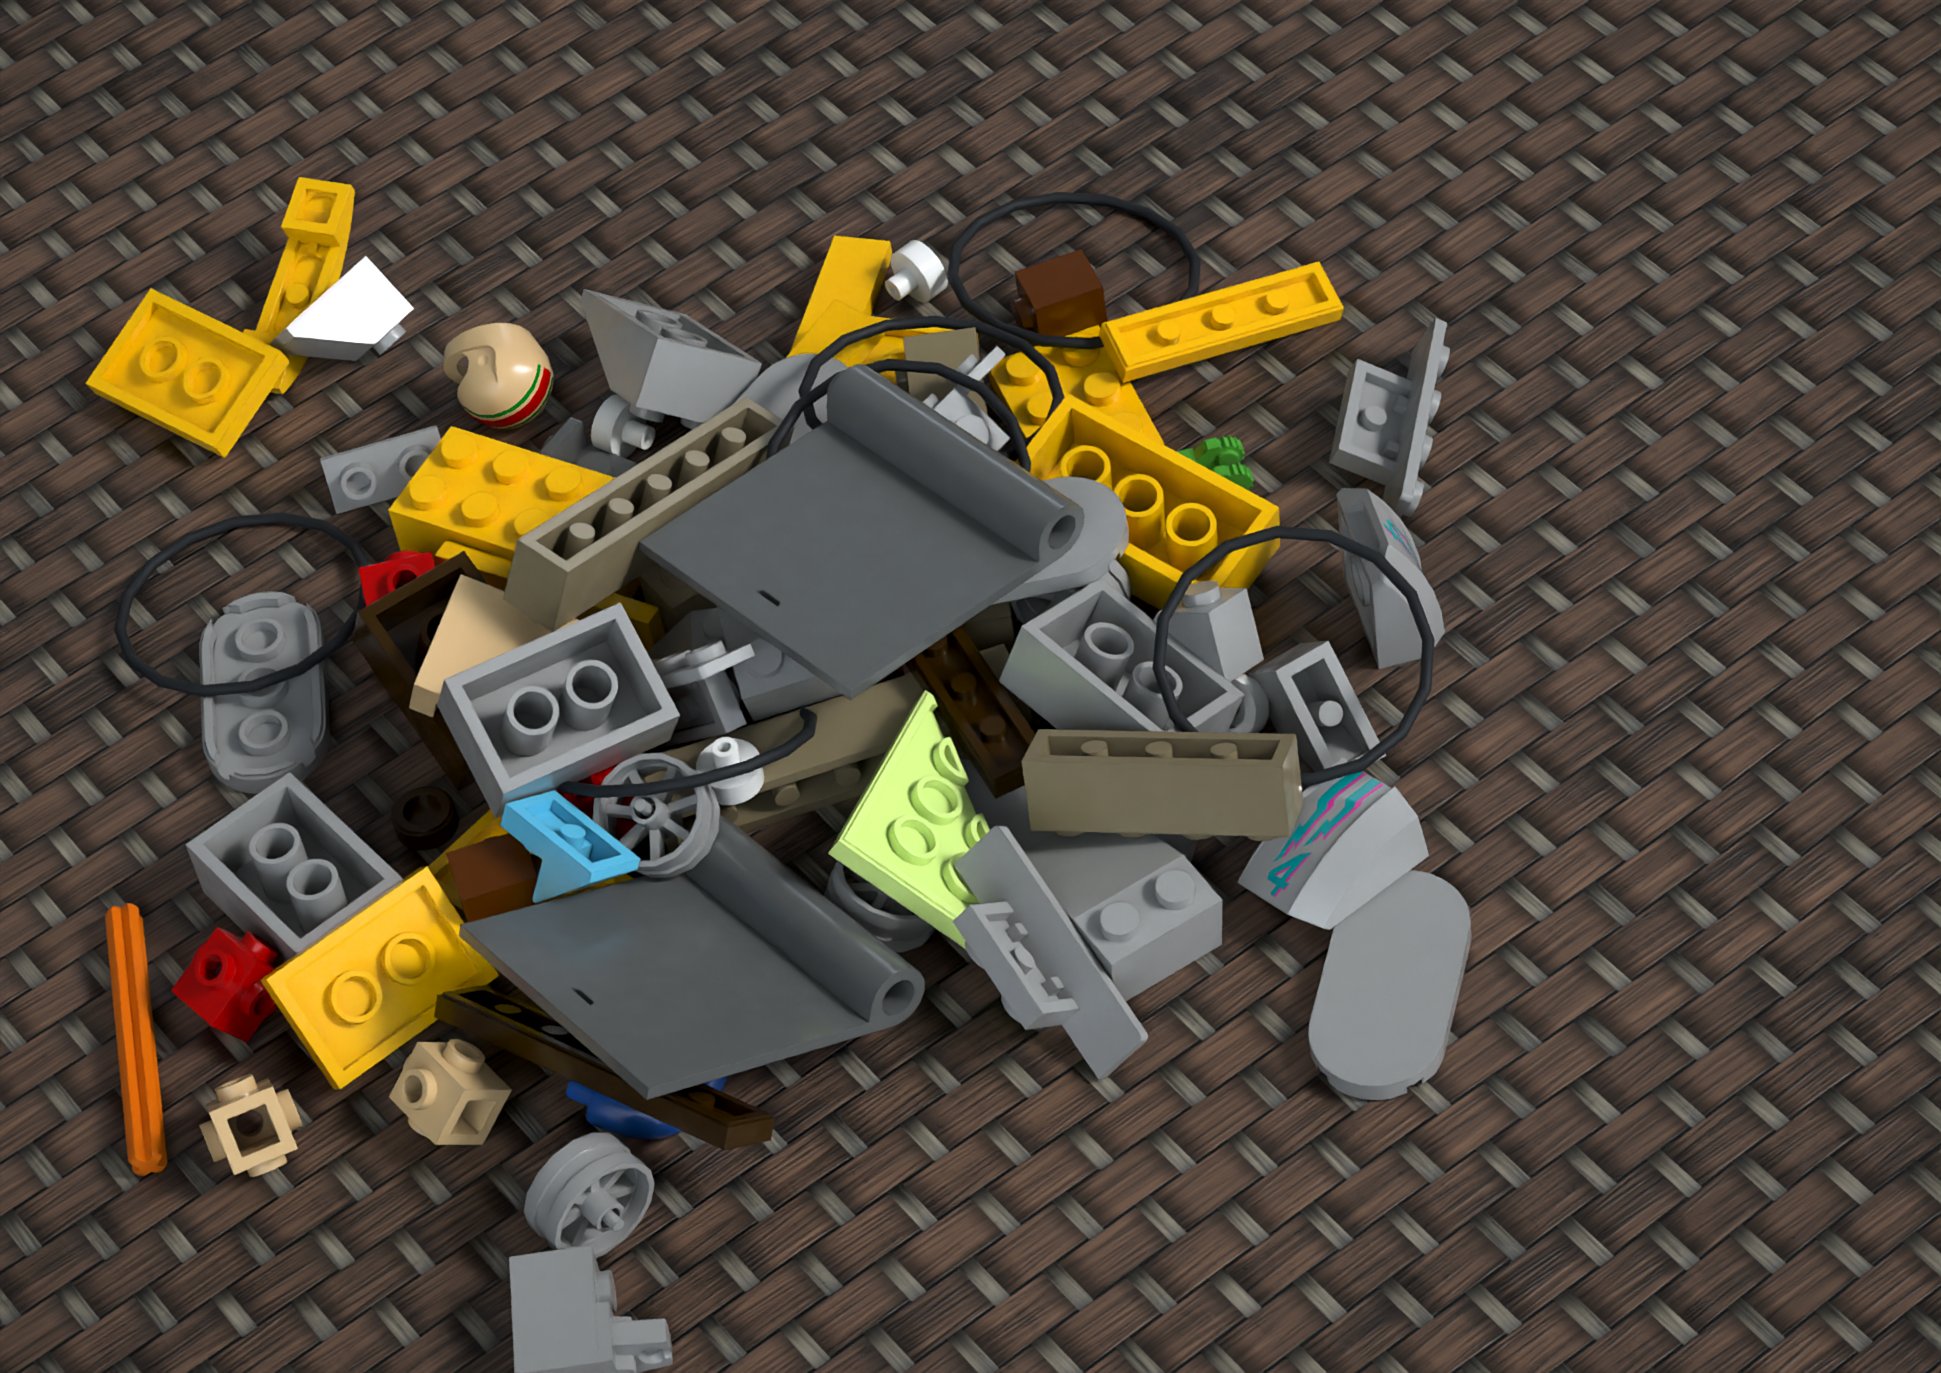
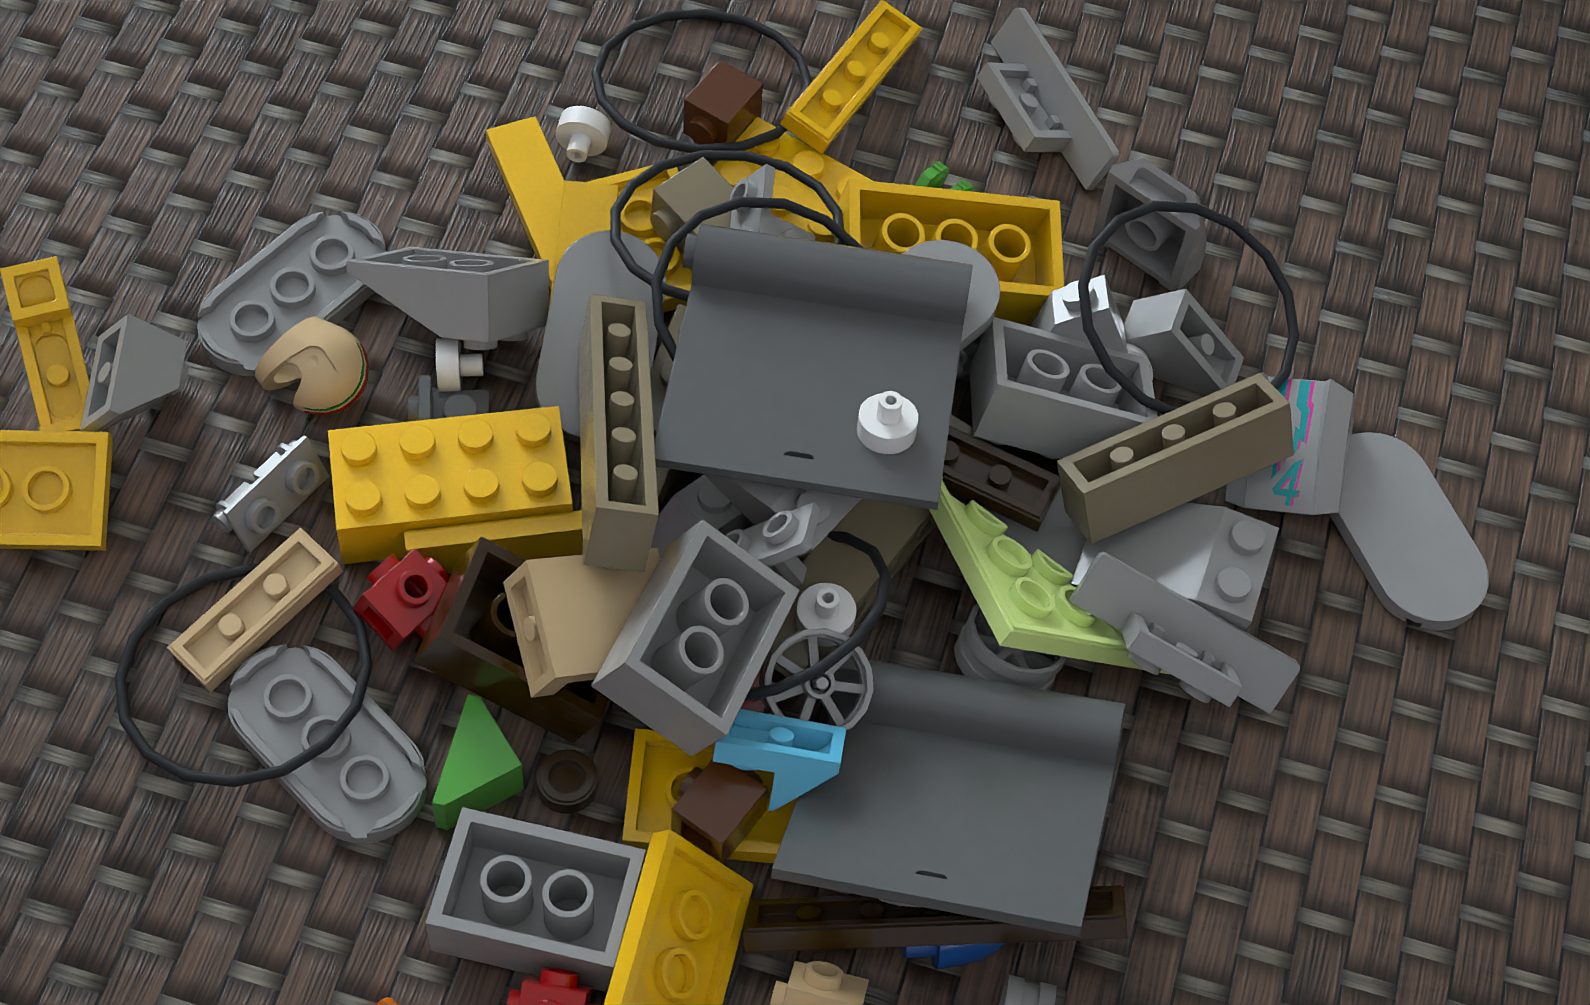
camera: 50 degrees left, 10 degrees up
(293, 555) = (255, 609): none -> tan tile
(354, 762) = (478, 767): none -> bright green slope
(549, 296) = (284, 284): none -> light grey tile
(867, 603) = (887, 423): none -> white tile

